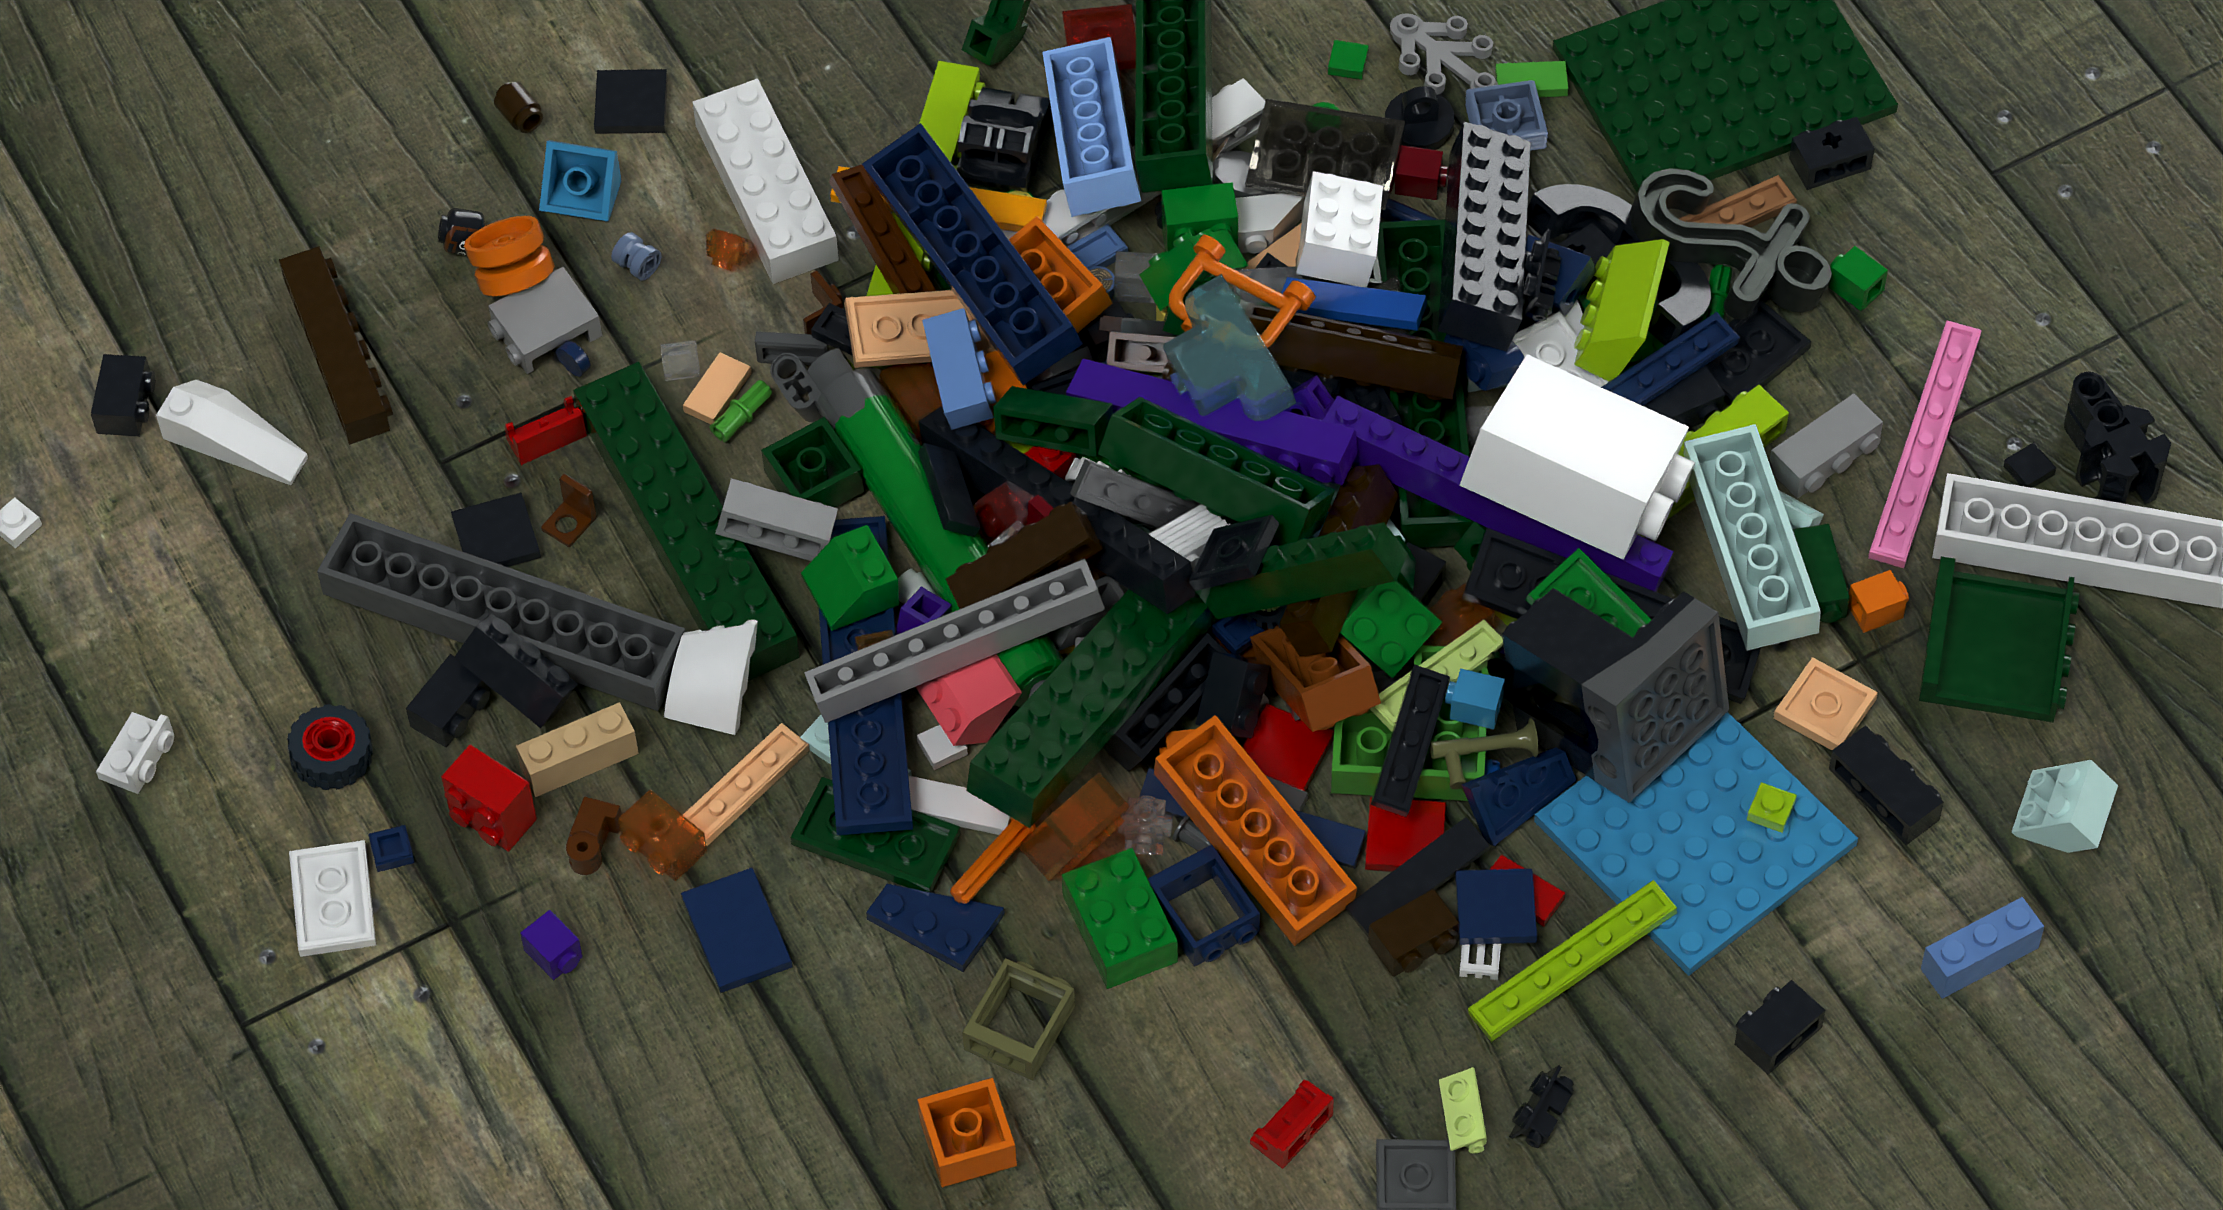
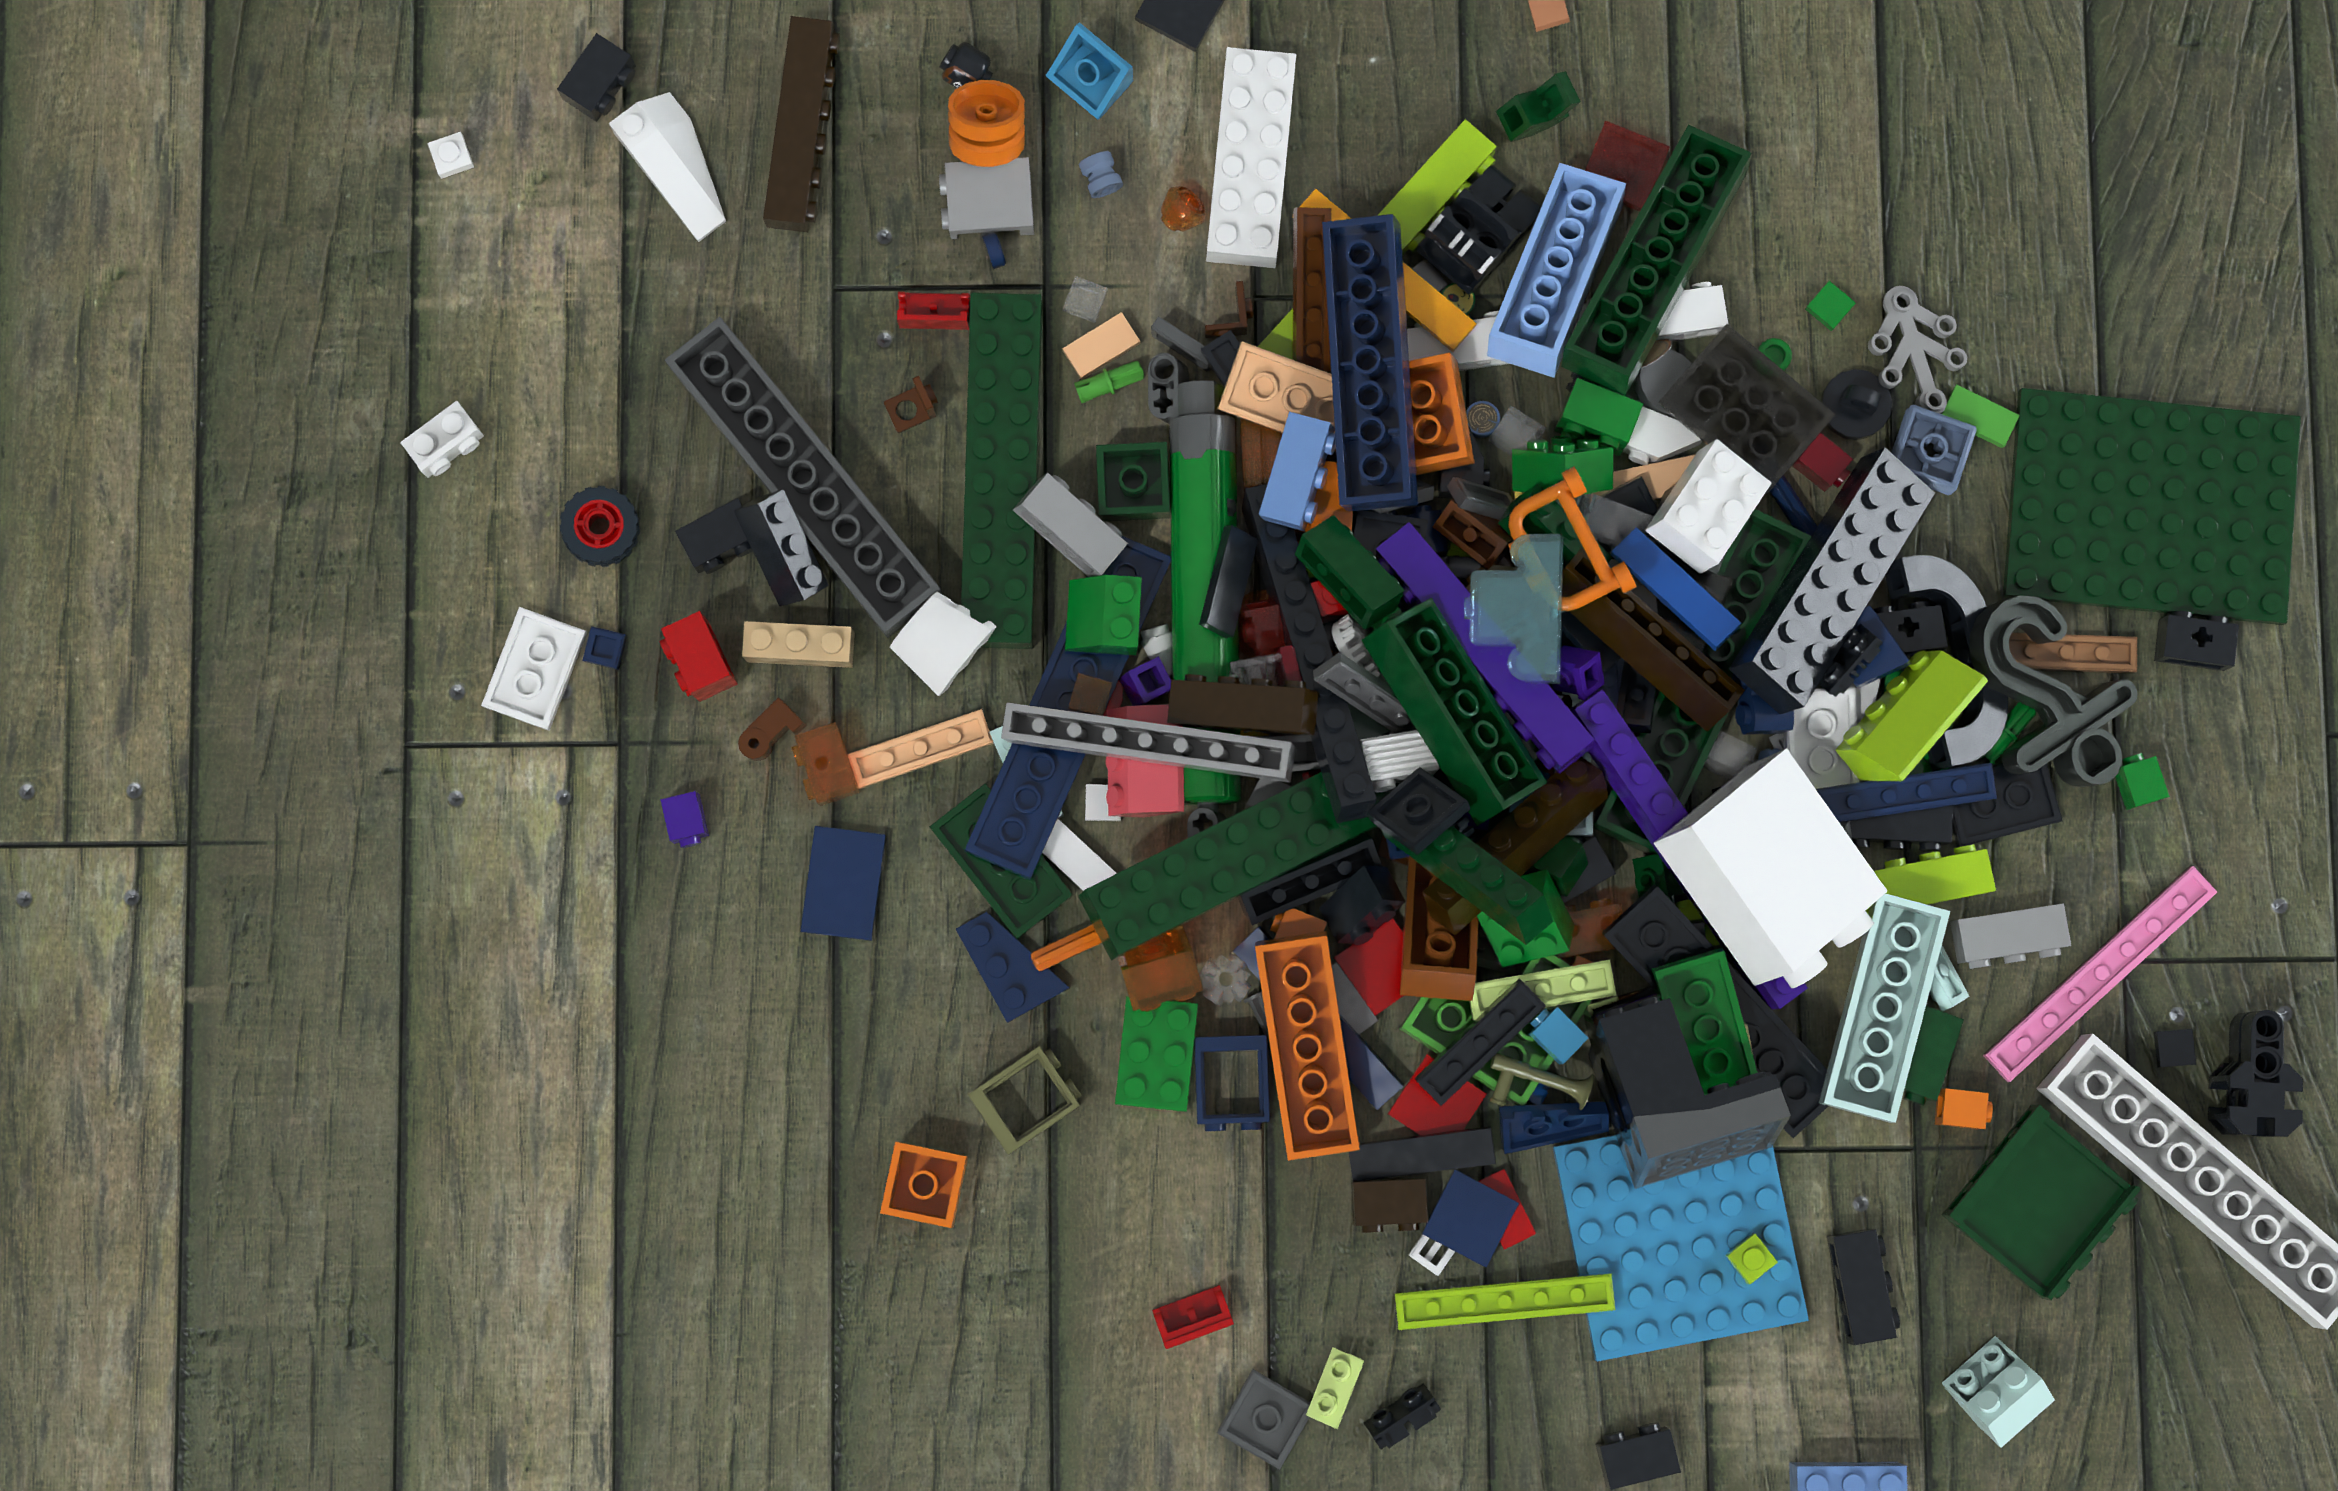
camera: 25 degrees right, 25 degrees up
(497, 531) = (841, 389): black tile -> none
(1098, 247) = (1493, 384): medium blue tile -> none
(1825, 704) = (1857, 1181): light nougat plate -> none

